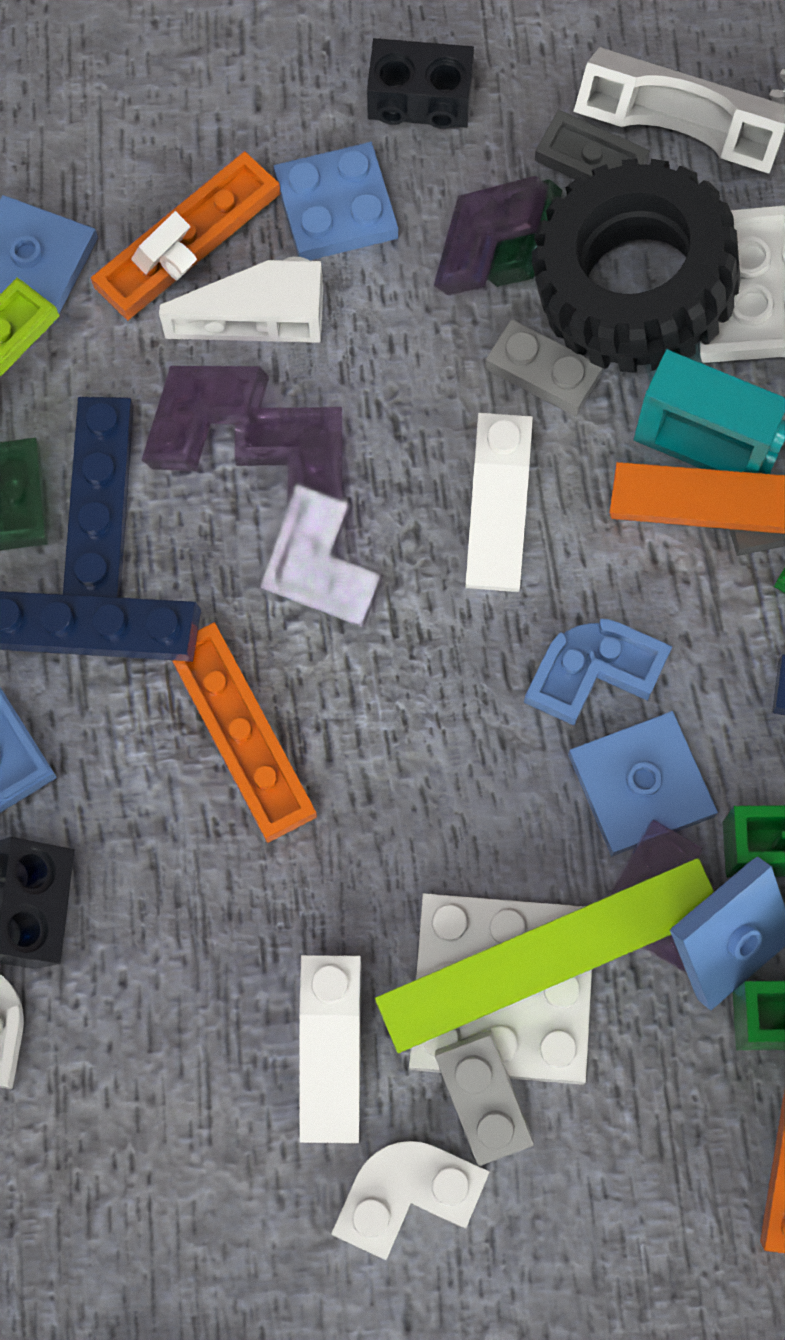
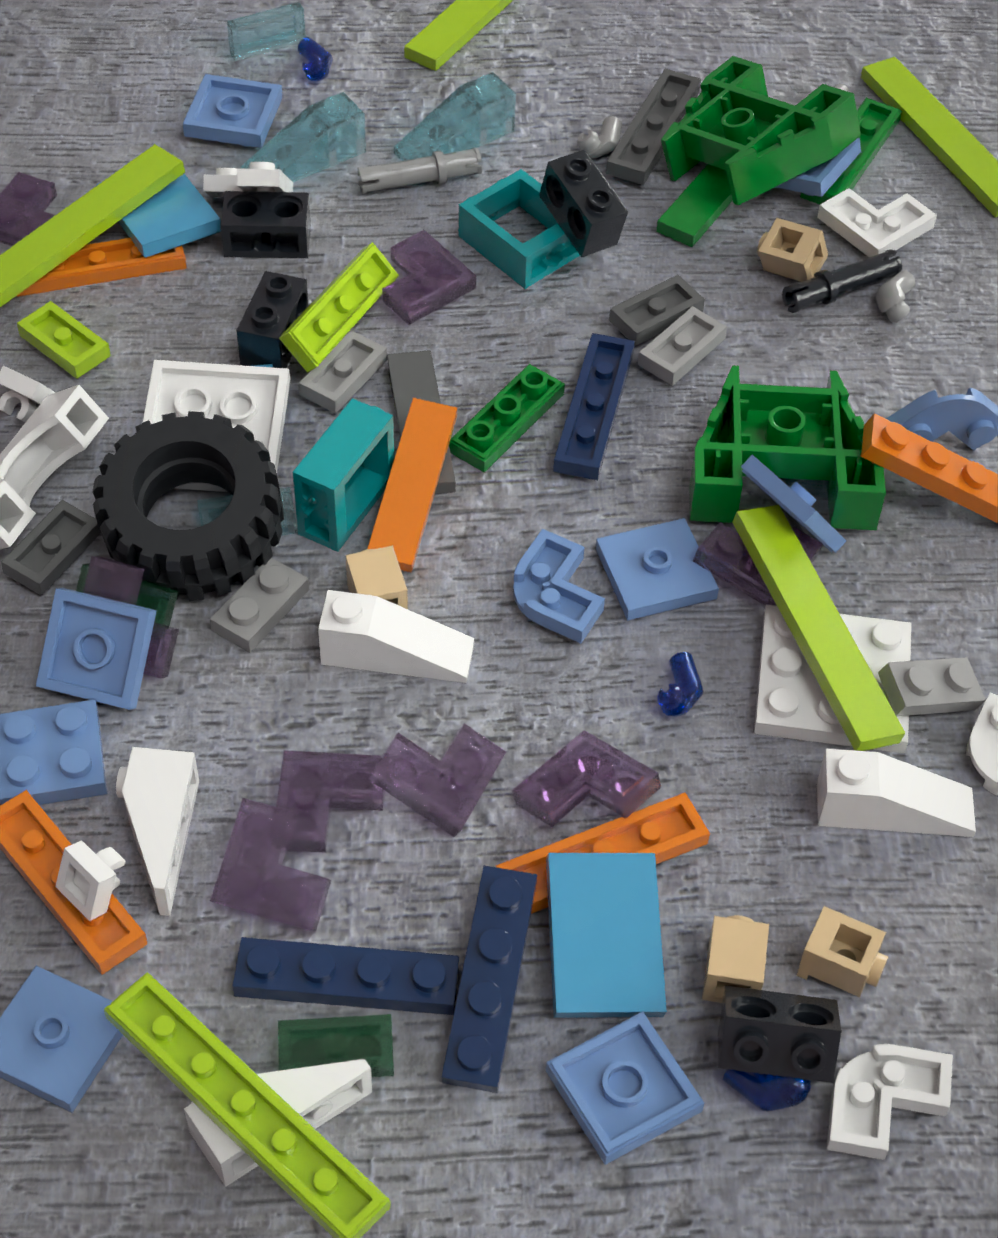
camera: 90 degrees left, 20 degrees down
(115, 865) = (735, 956): none -> tan brick
(121, 957) = (843, 953): none -> tan brick
(139, 733) = (605, 935): none -> dark azure tile
(338, 706) = (584, 770): none -> clear purple plate
(447, 212) = (96, 648): none -> medium blue plate
(466, 817) = (686, 689): none -> clear blue arm
(570, 476) = (377, 574): none -> tan brick

